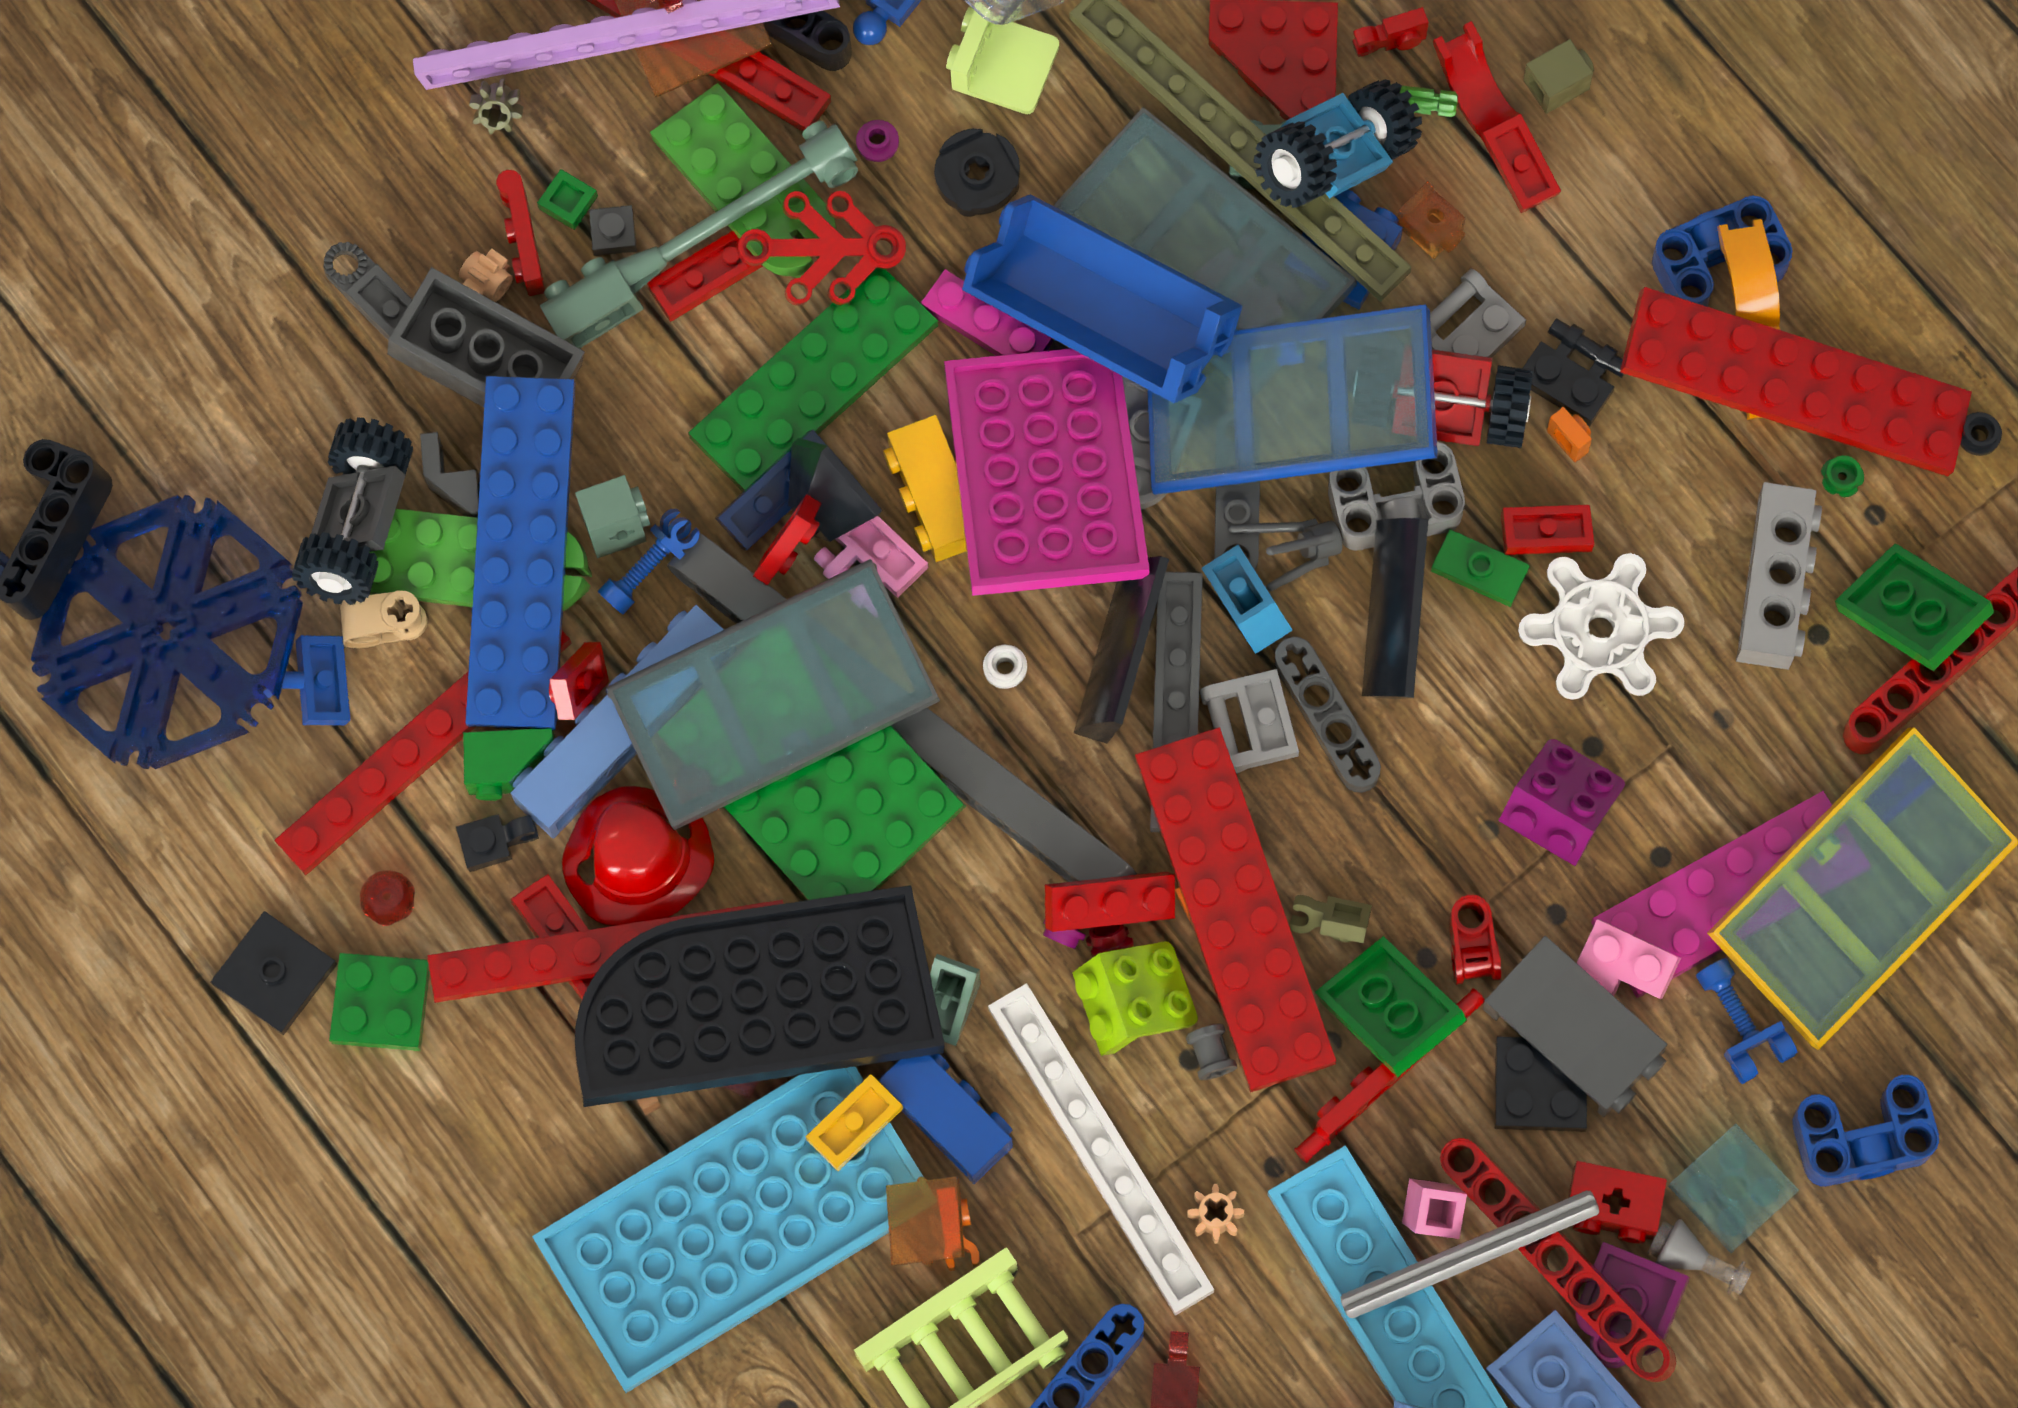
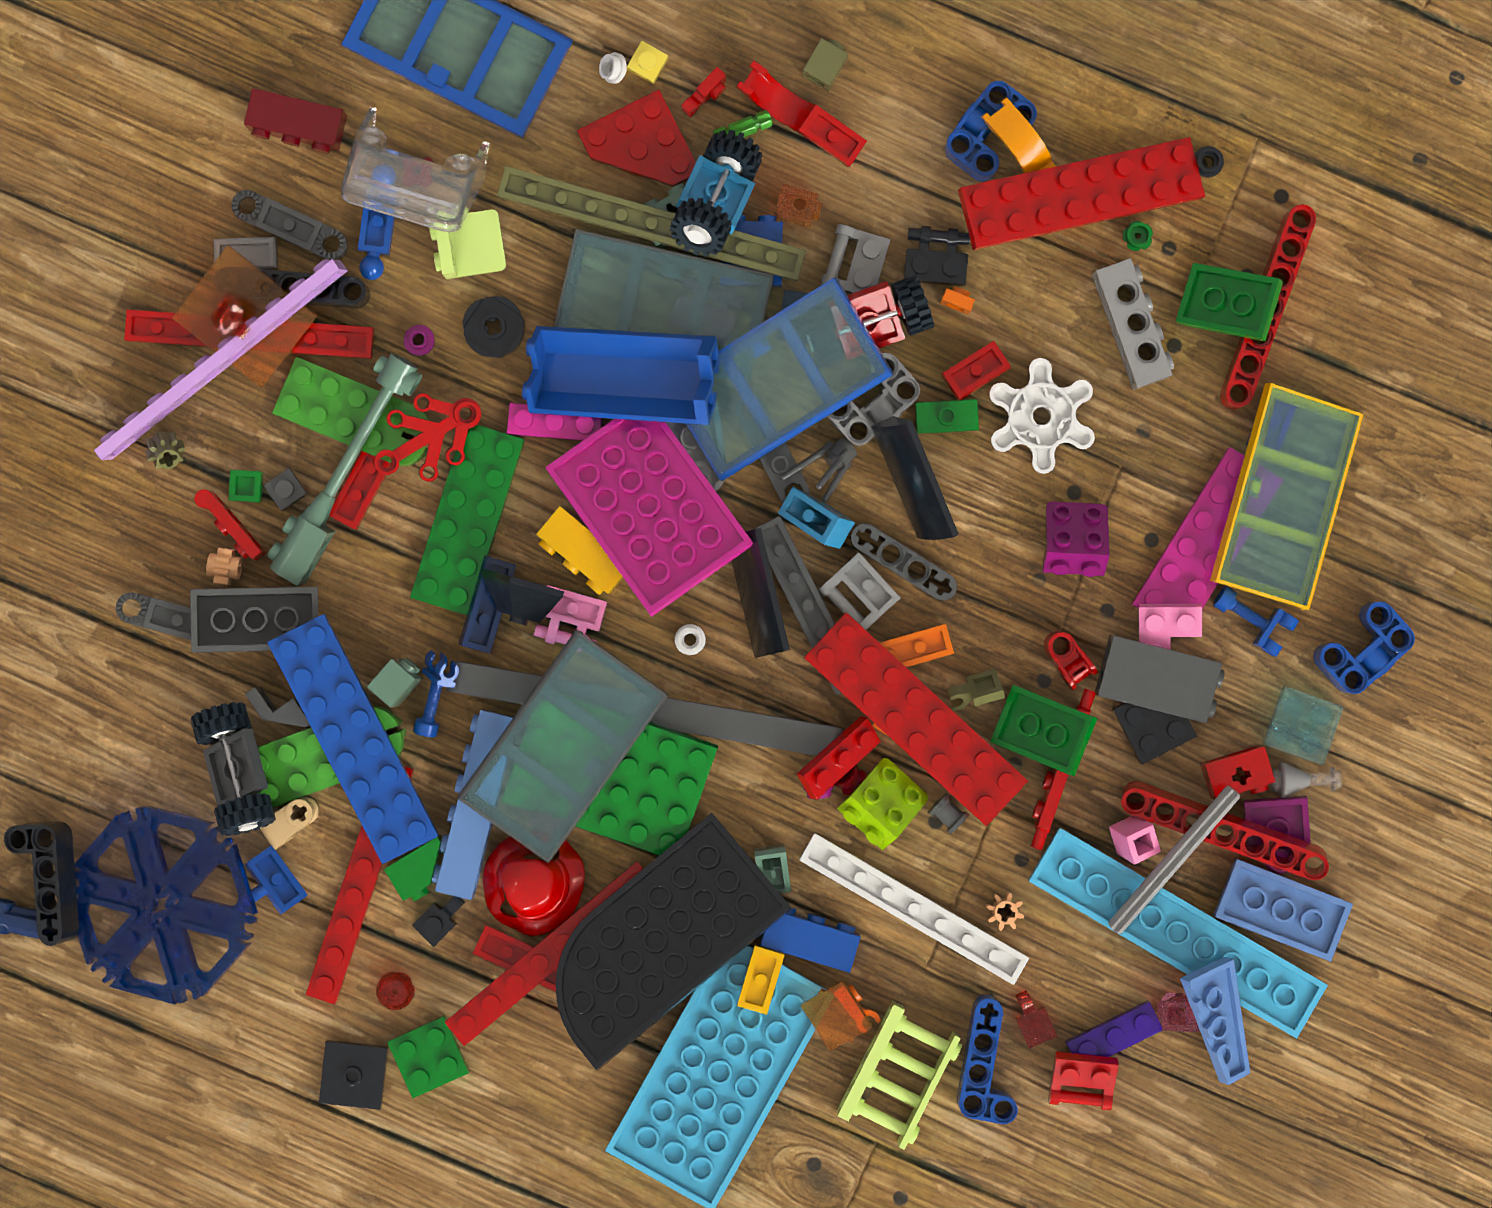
camera: 30 degrees left, 15 degrees up
(578, 681) = (436, 798): red plate -> none
(781, 553) = (514, 645): red plate -> none
(1292, 826) = (920, 645): none -> orange plate

